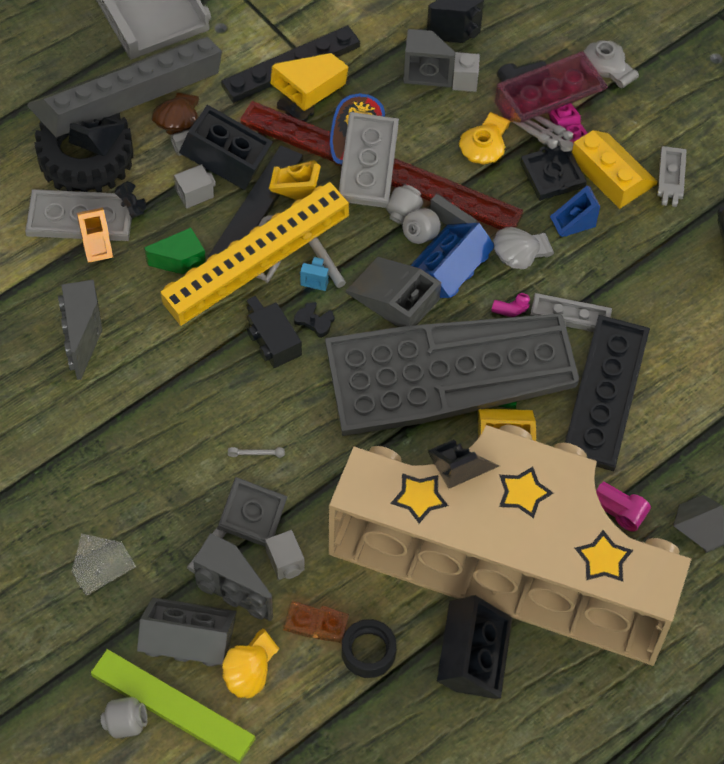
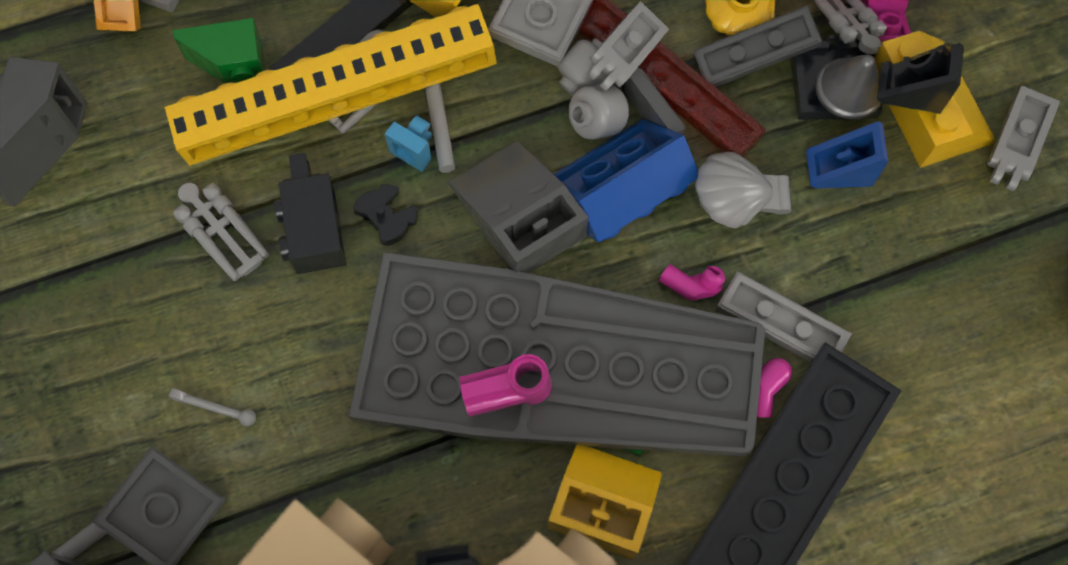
camera: 20 degrees right, 10 degrees up
(189, 343) = (191, 195): none -> light grey piece
(426, 183) = (627, 46): none -> light grey hinge
(428, 385) = (500, 386): none -> dark pink piece
(501, 165) = (758, 47): none -> dark grey tile
(564, 172) = (849, 87): none -> flat silver hat
(577, 342) = (773, 377): none -> dark pink arm
(604, 156) = (924, 80): none -> black slope

